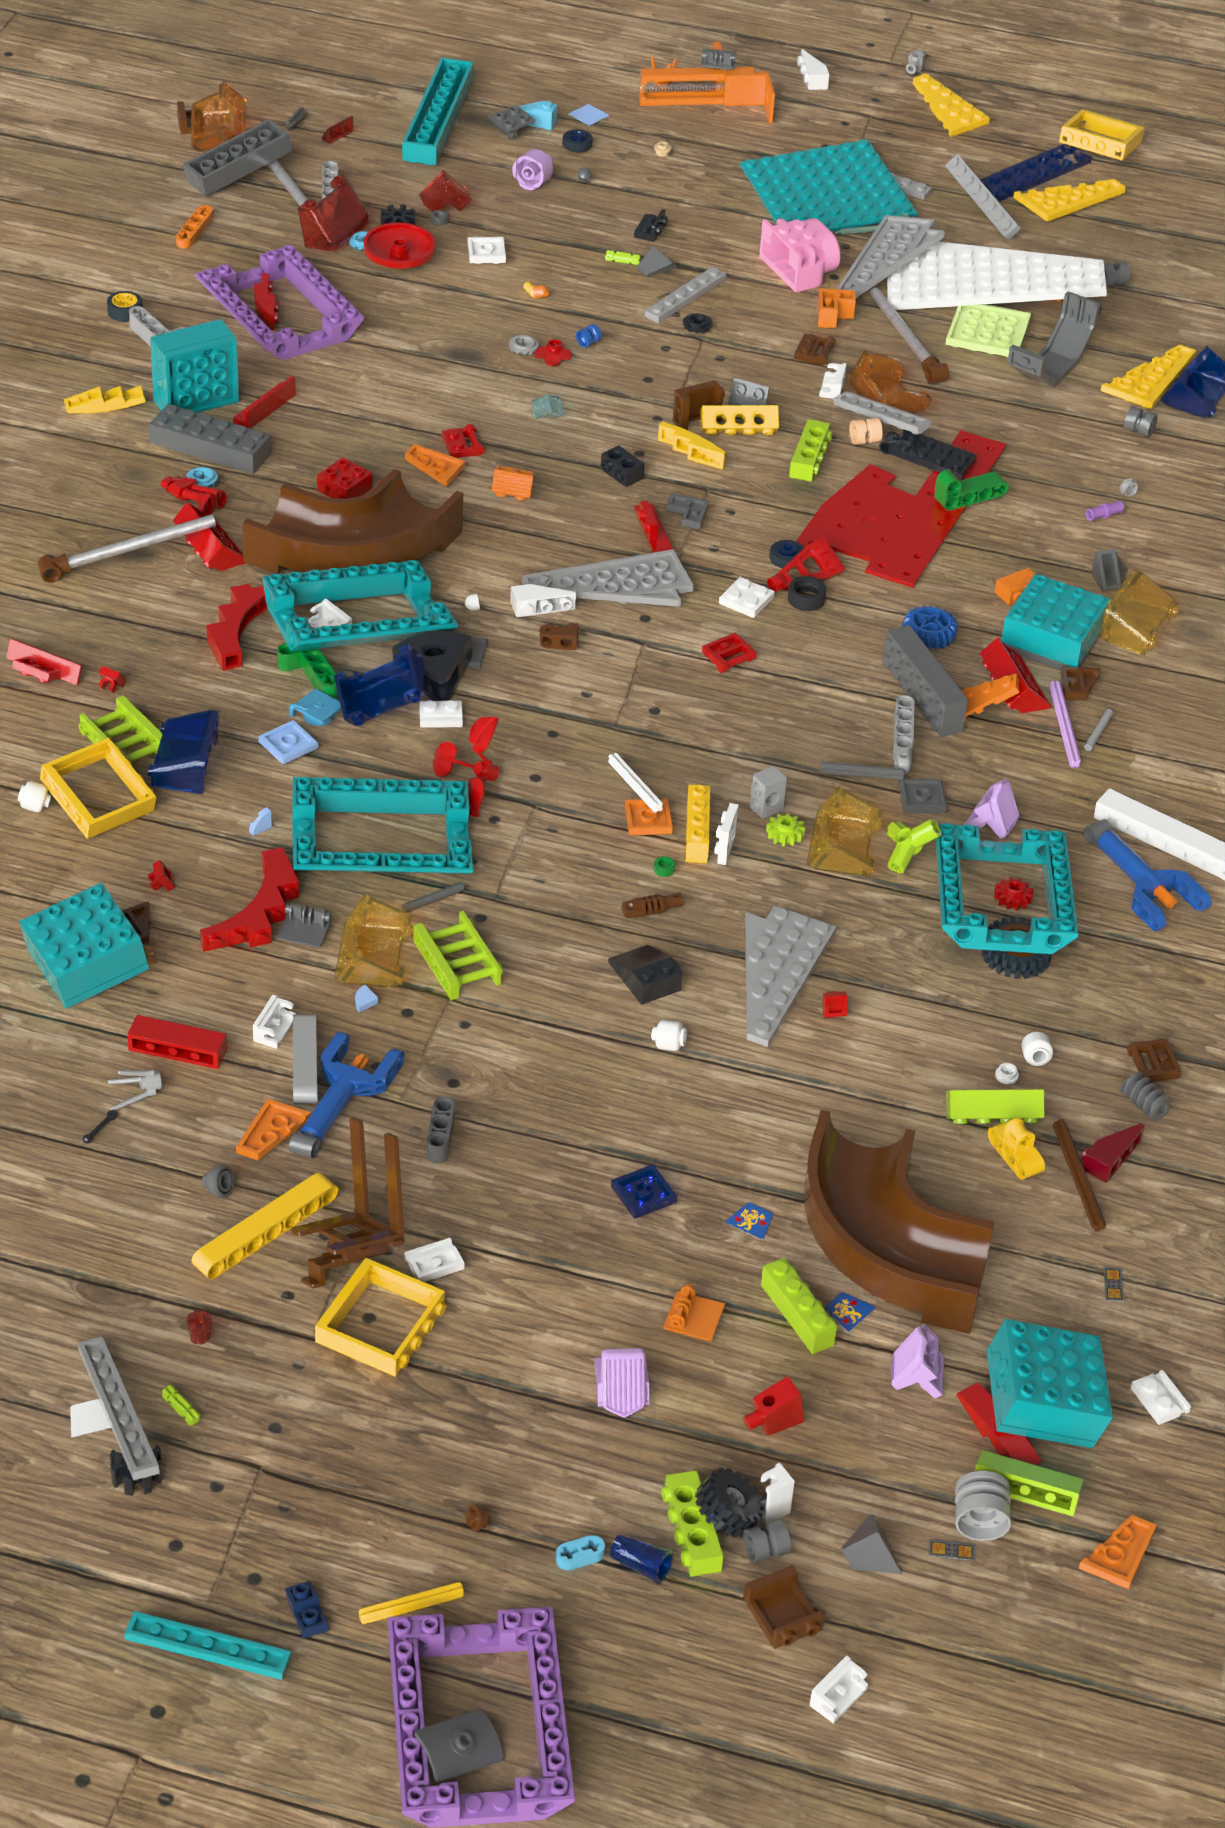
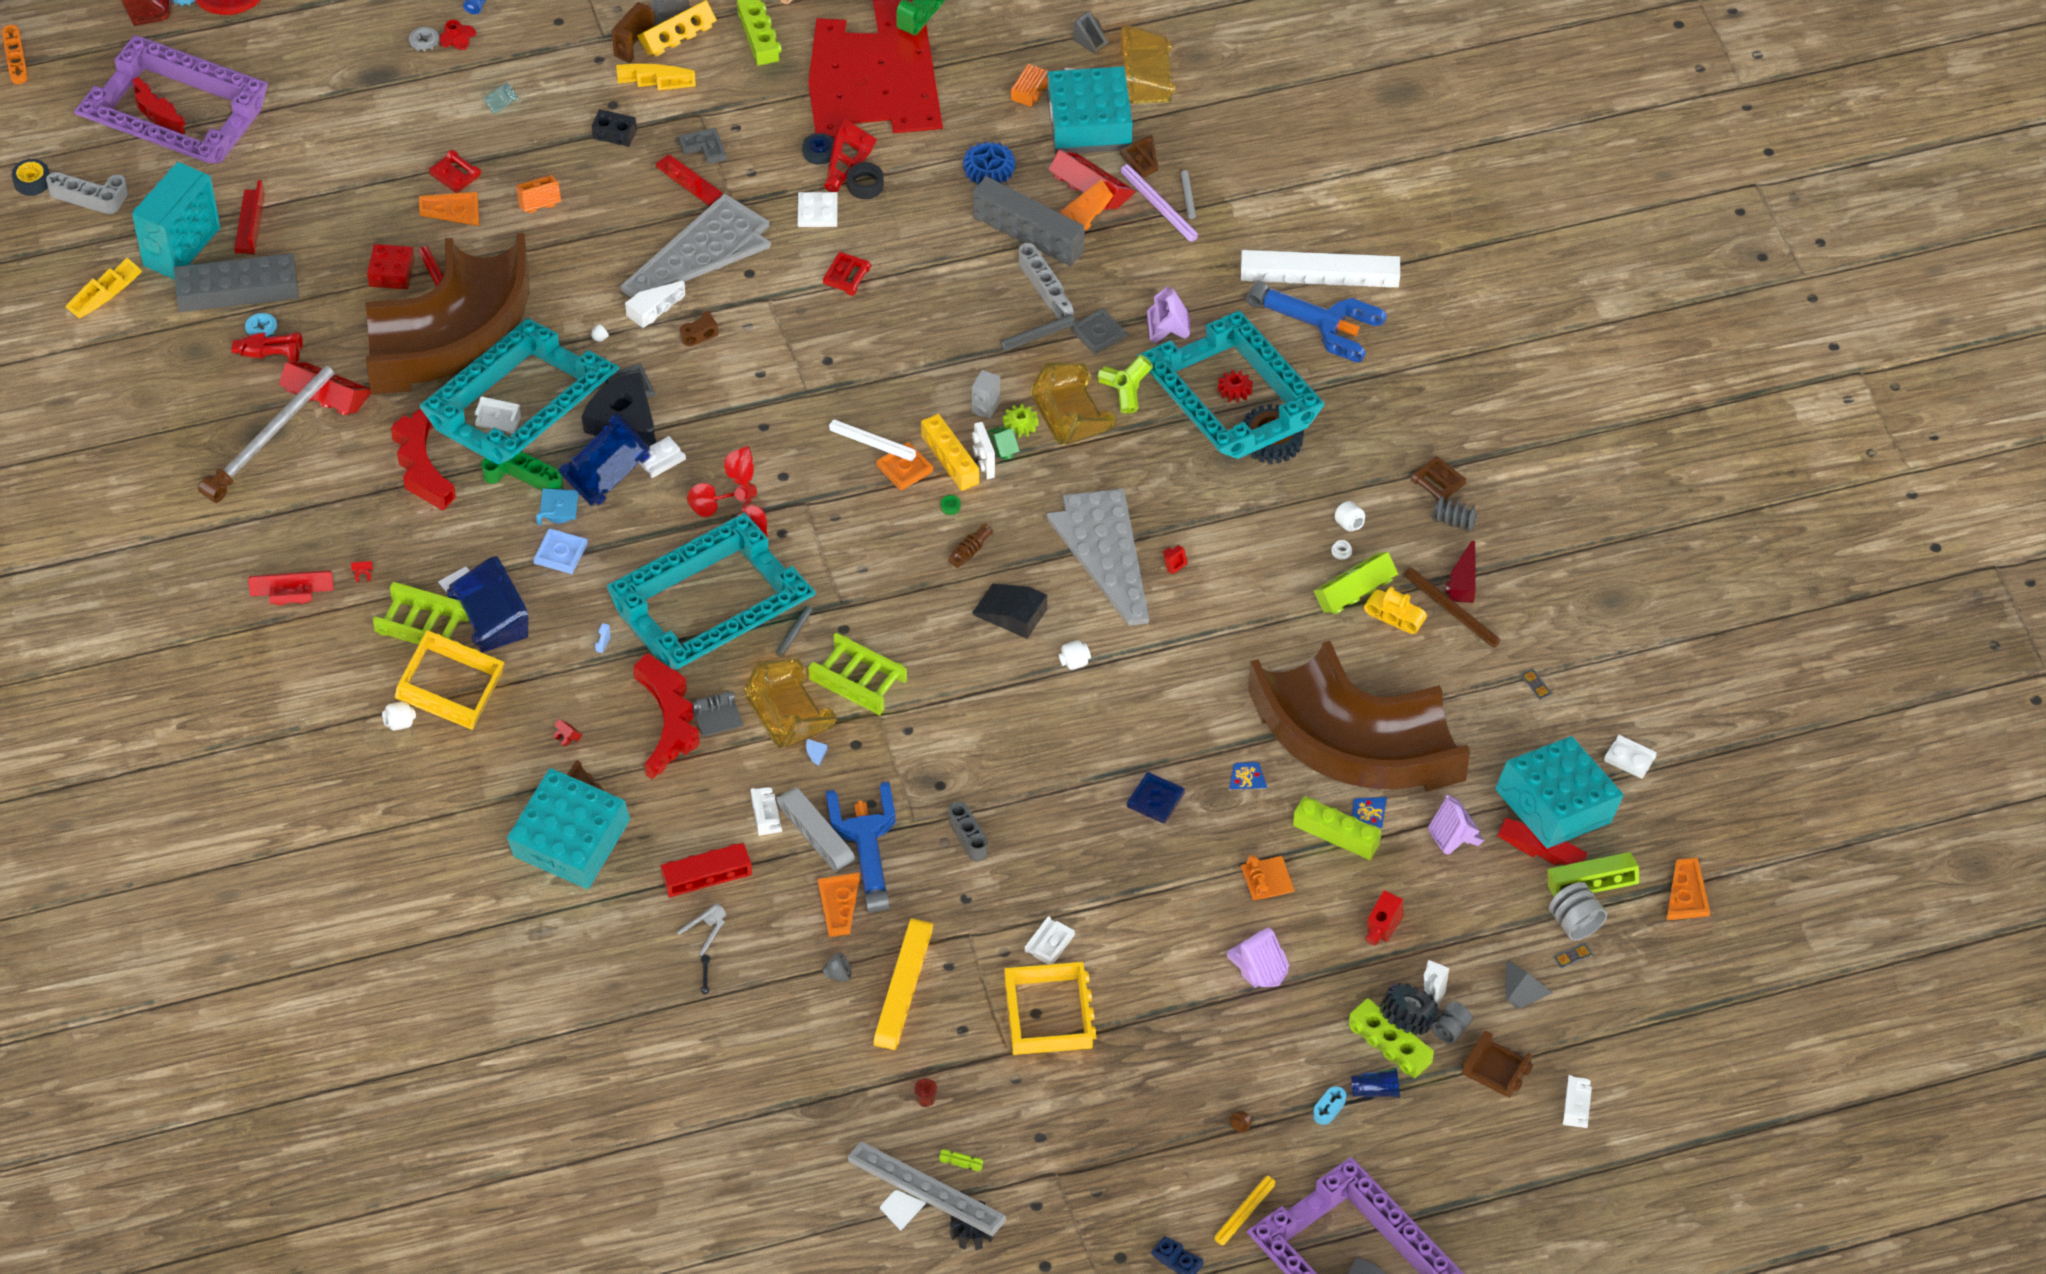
camera: 30 degrees left, 10 degrees up
(375, 1234) = (985, 965): reddish brown piece -> none
(752, 838) = (1003, 442): none -> slope

